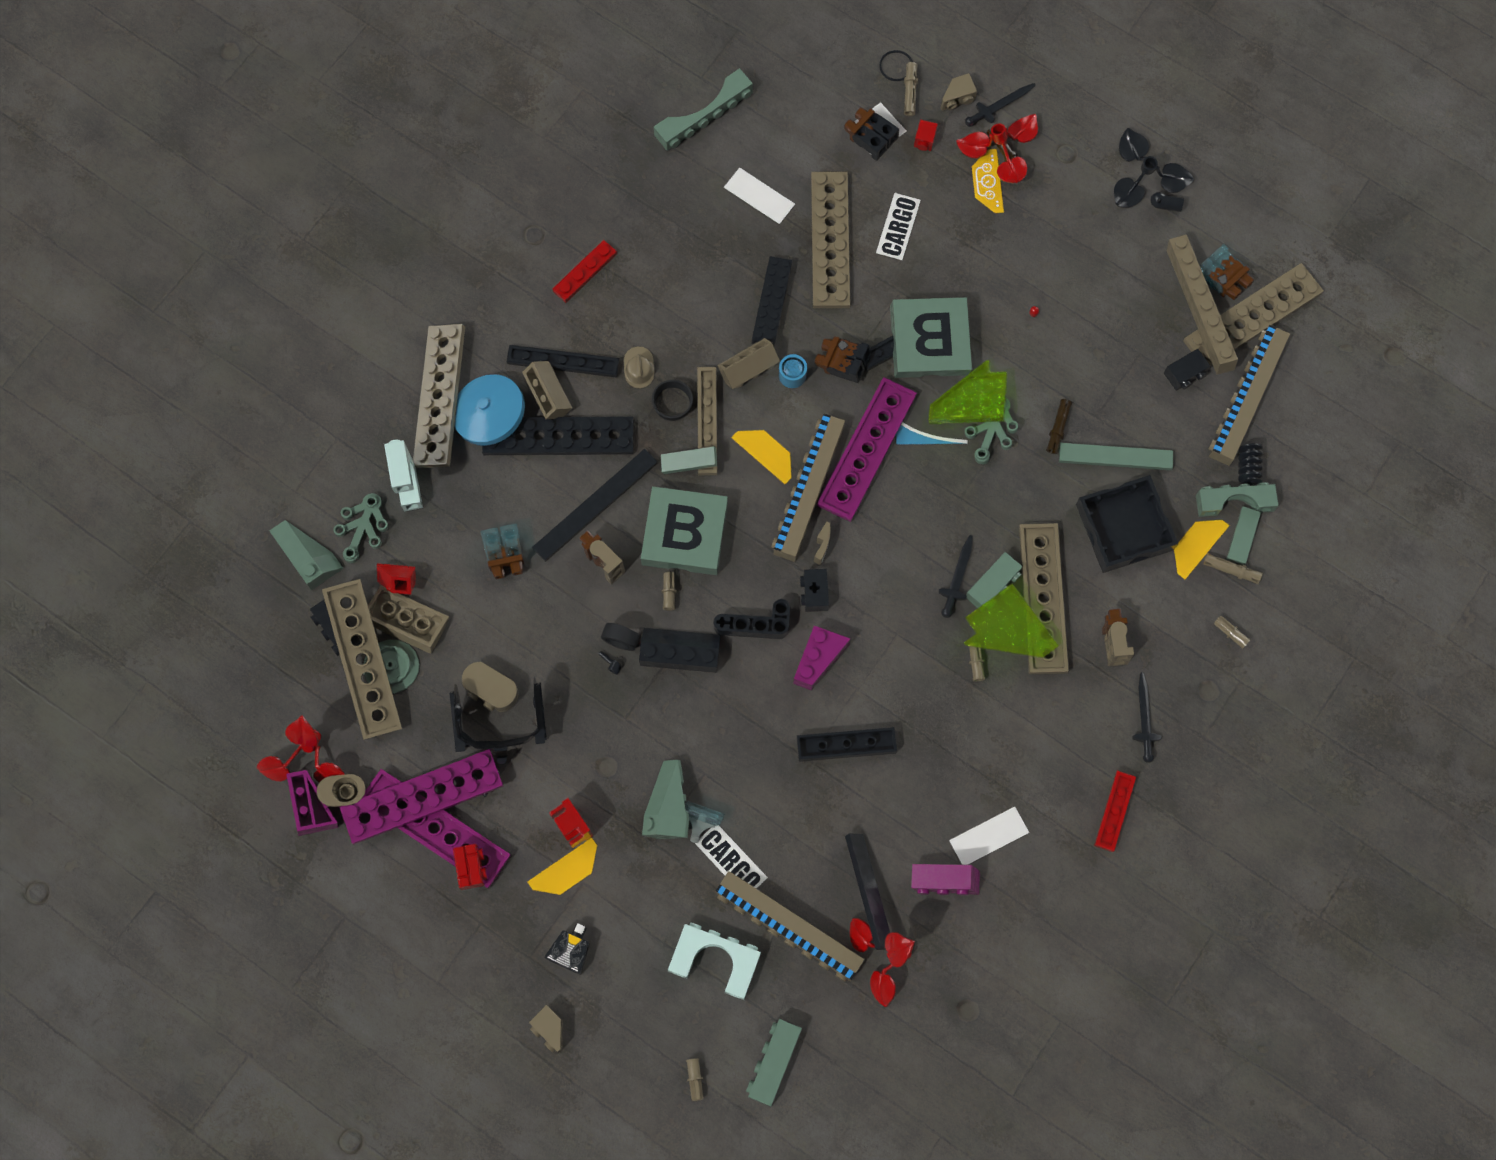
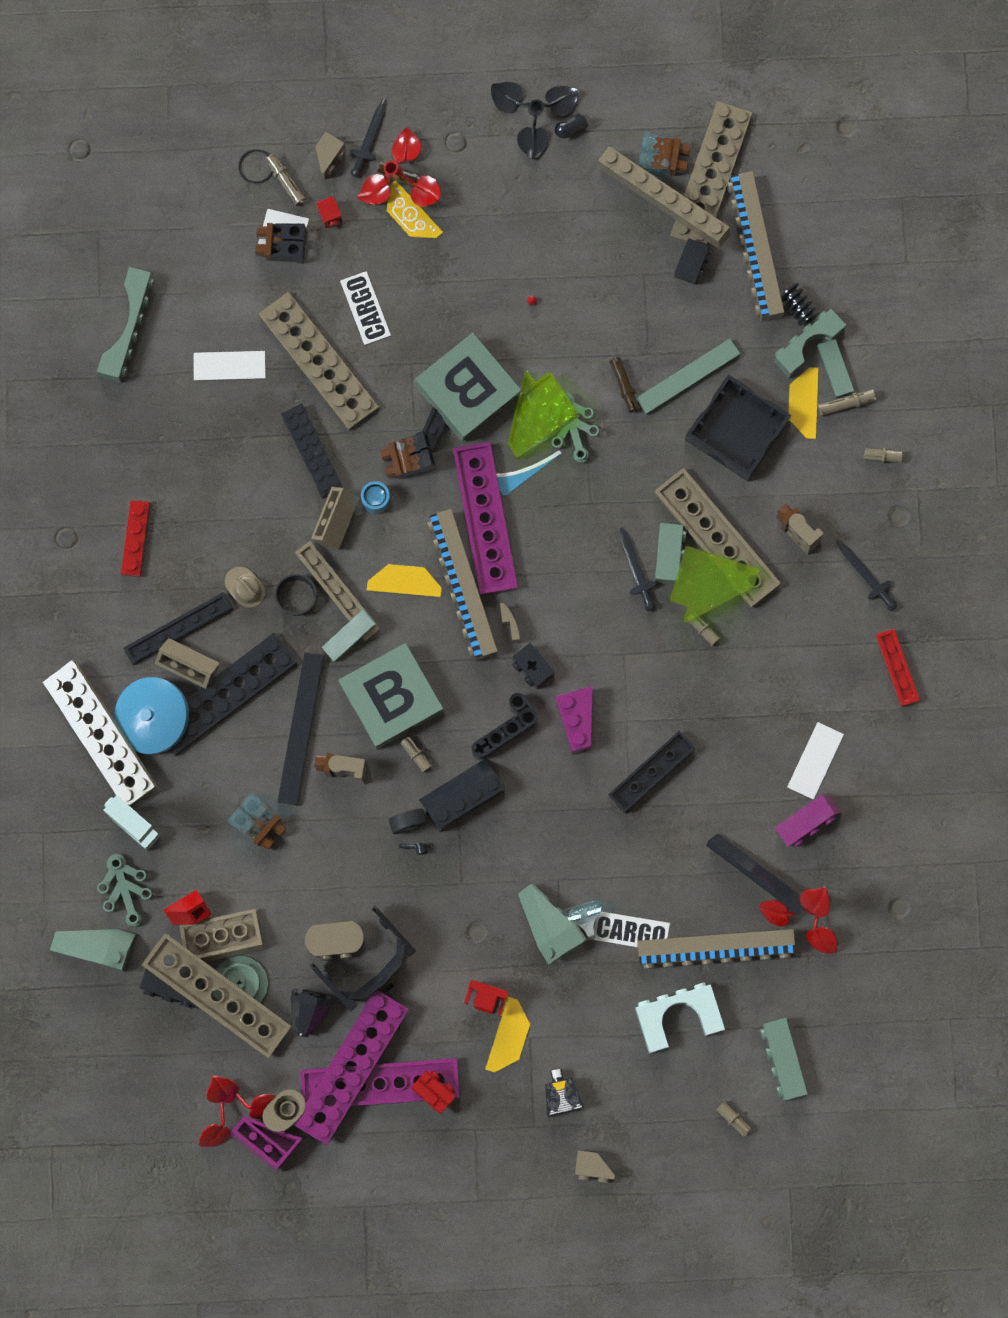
camera: 35 degrees left, 5 degrees up
(424, 726) = (308, 1010): none -> black cone

